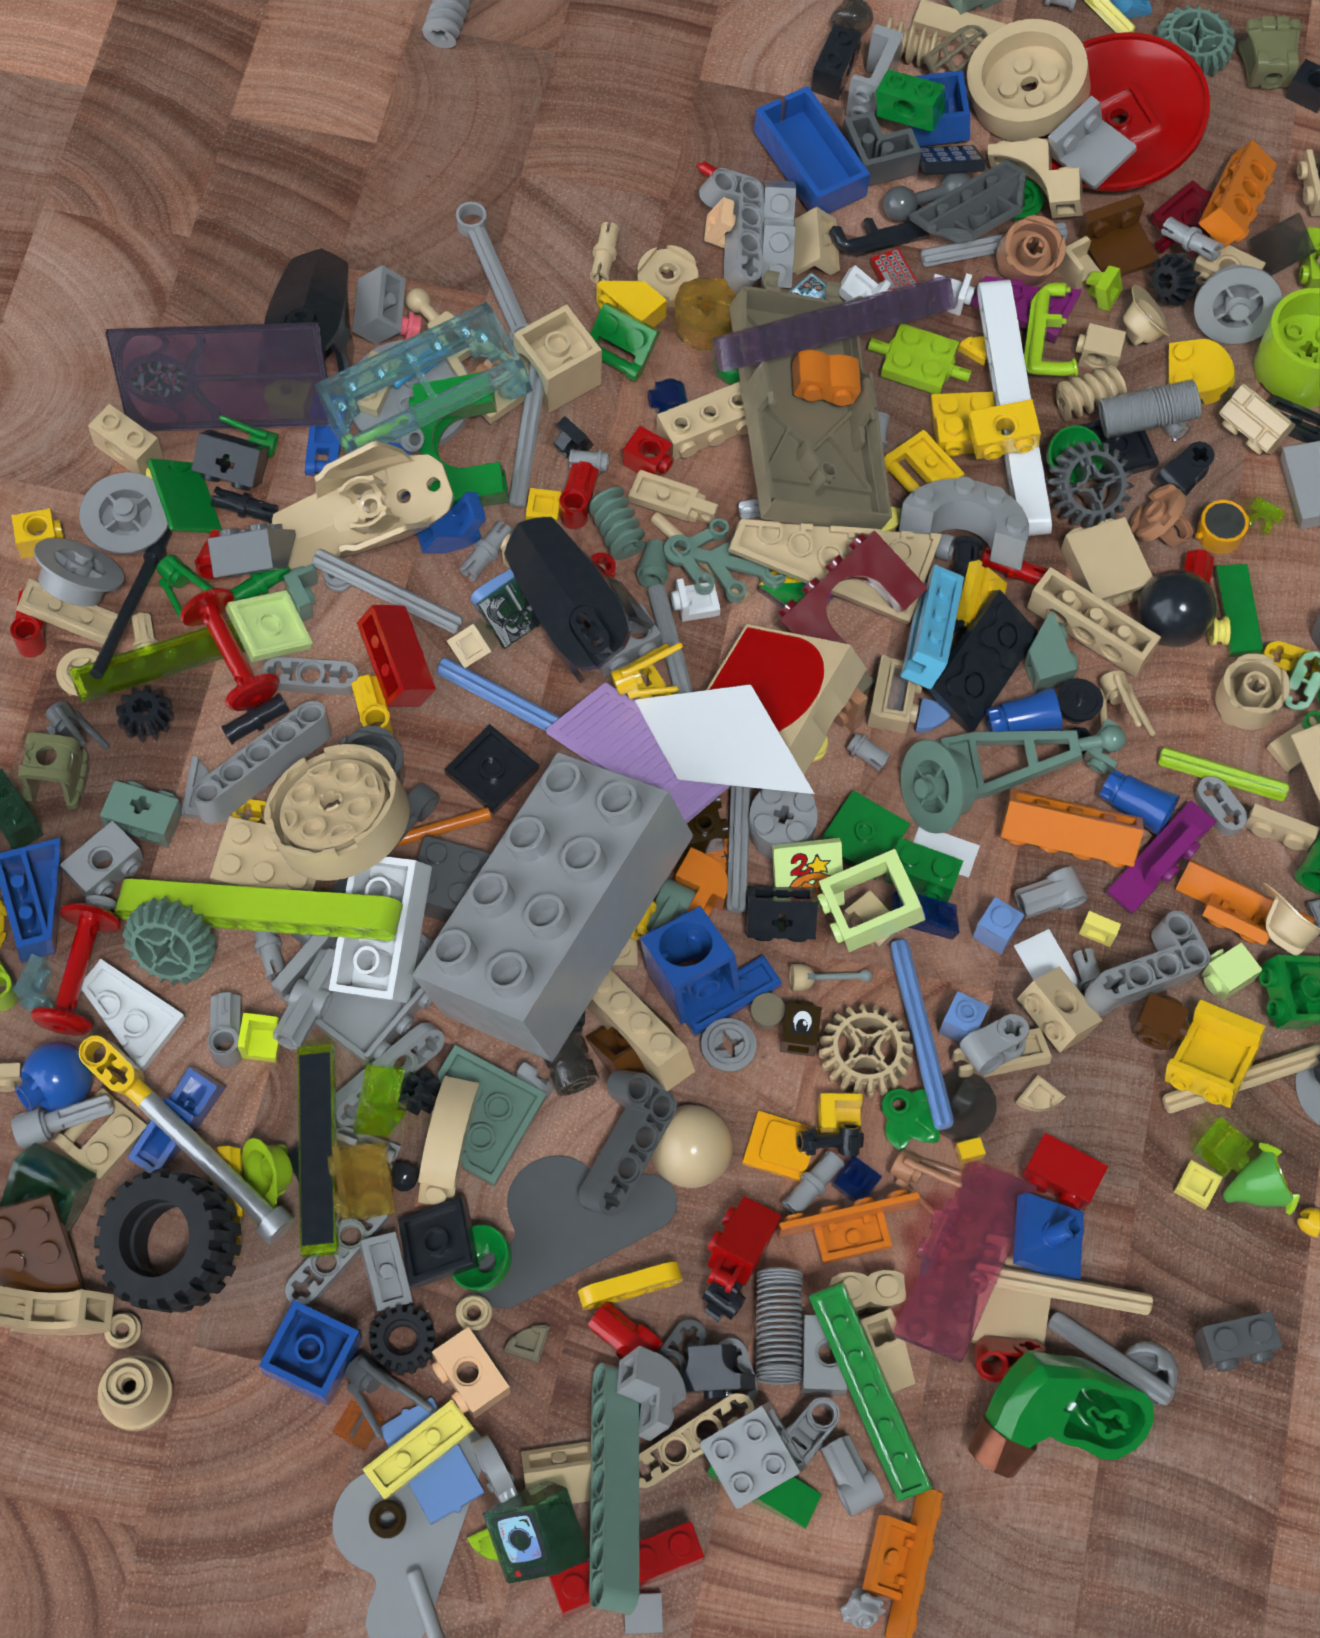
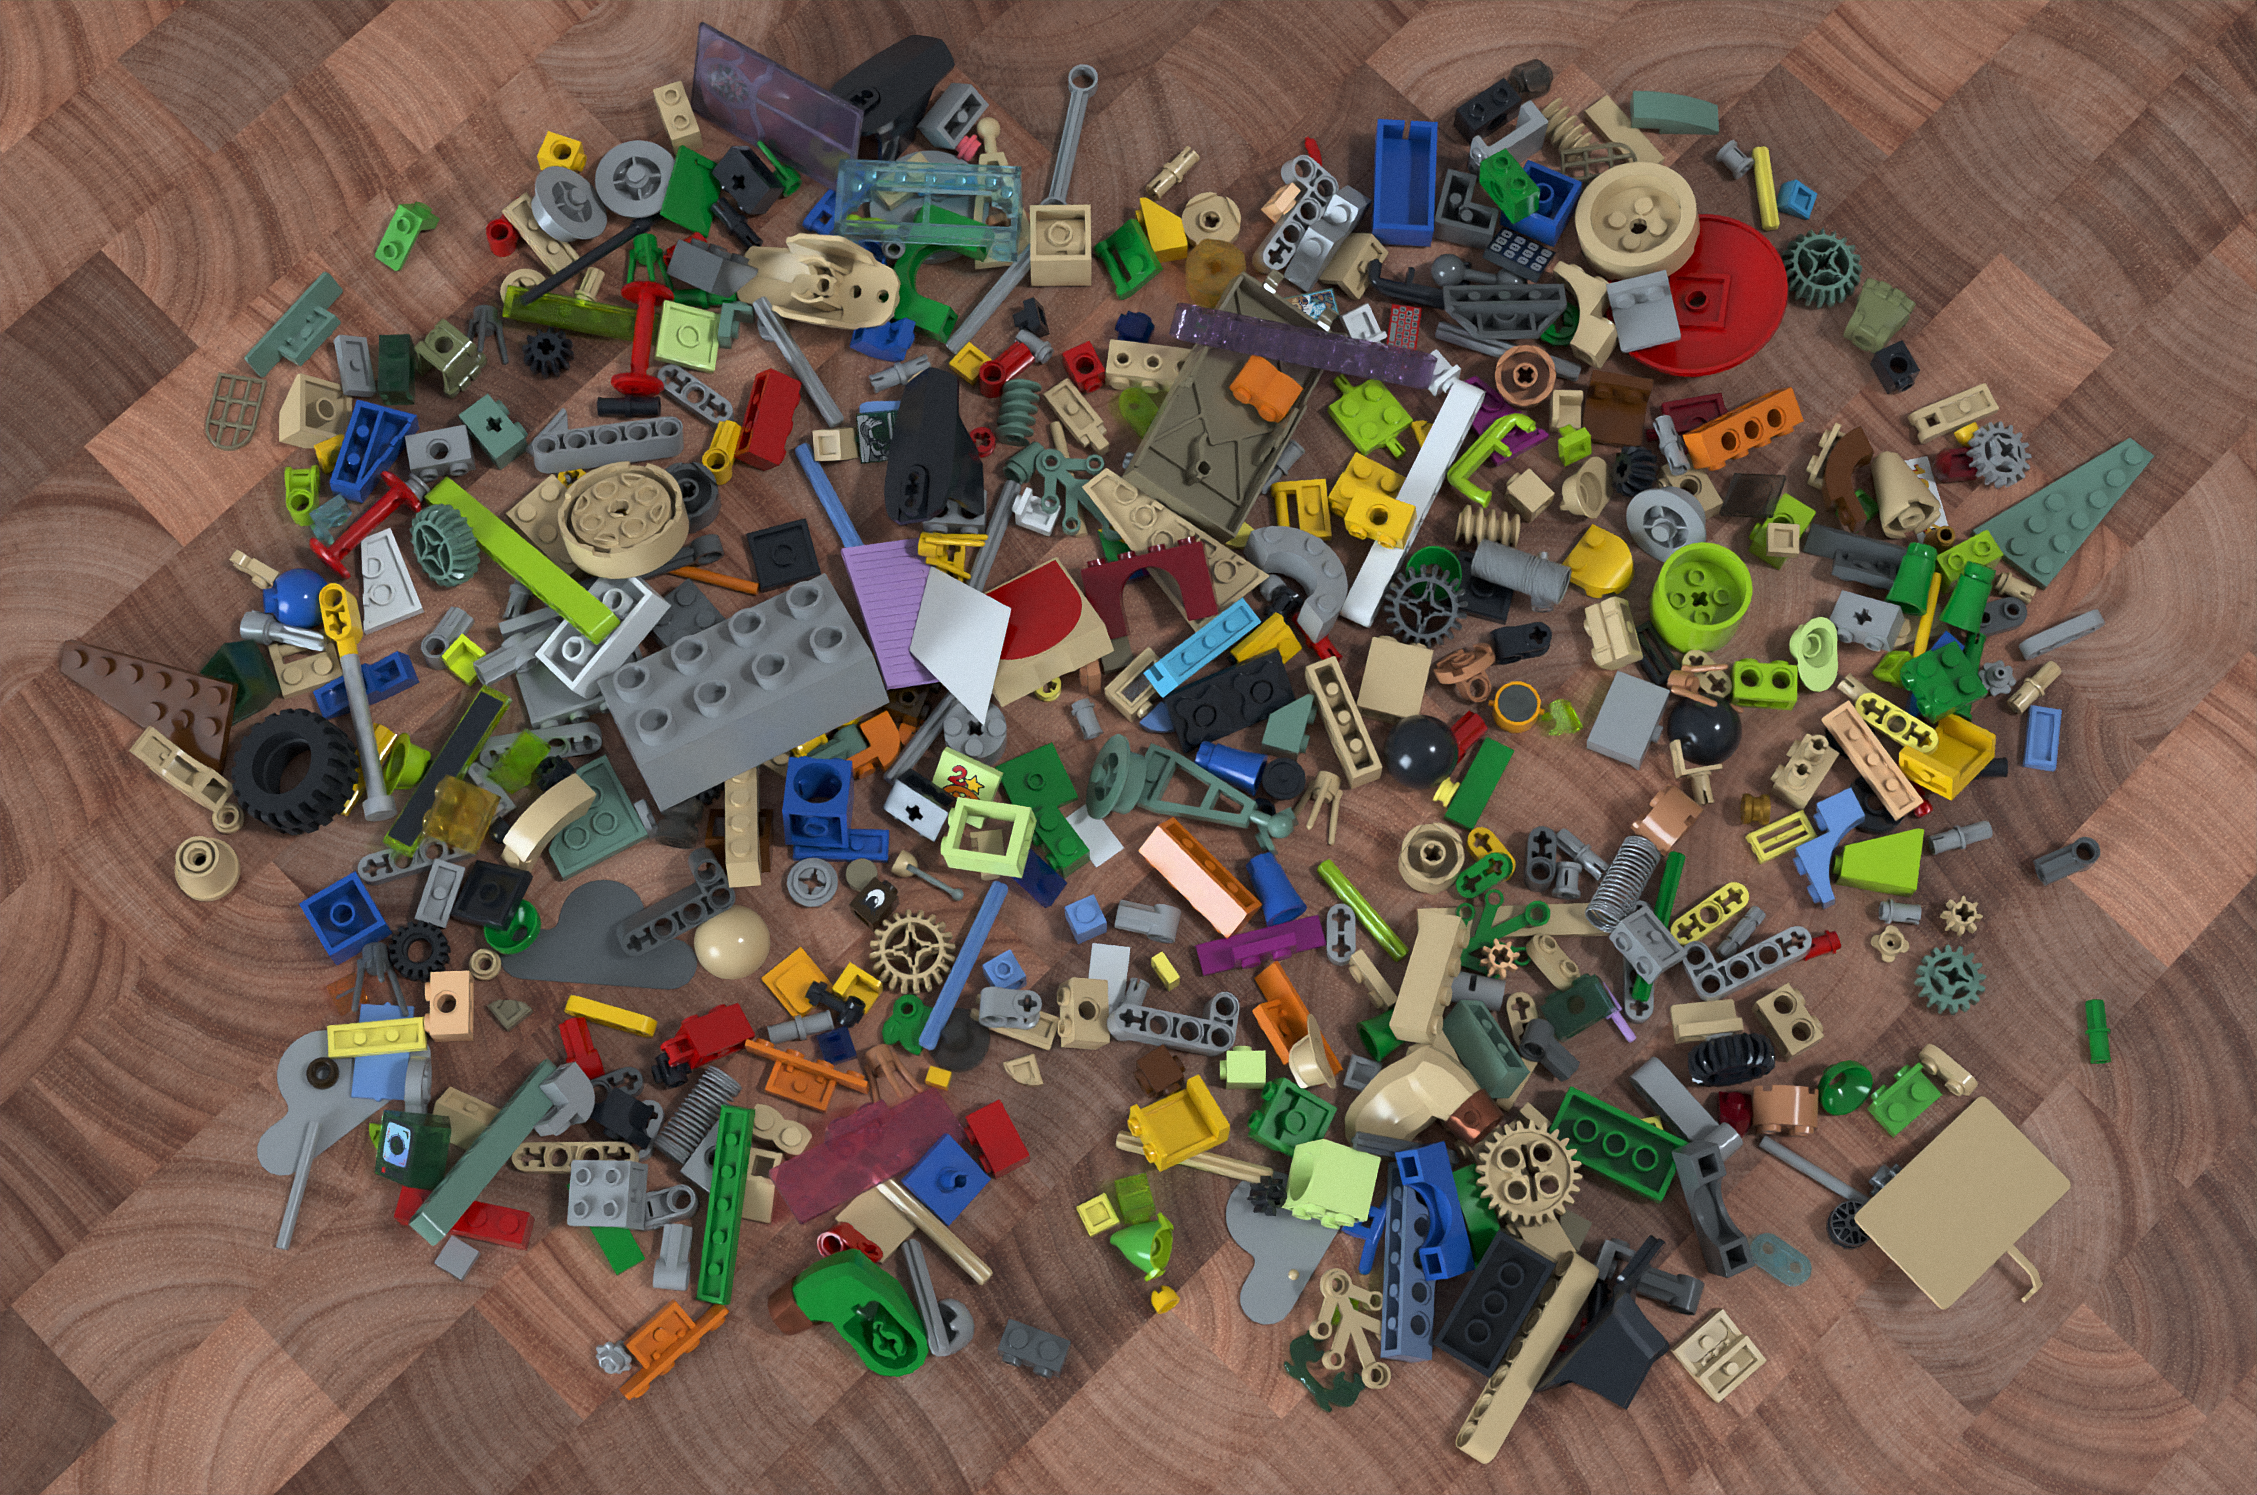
camera: 35 degrees right, 5 degrees up
(728, 465) = (1142, 416): none -> clear neon green plate

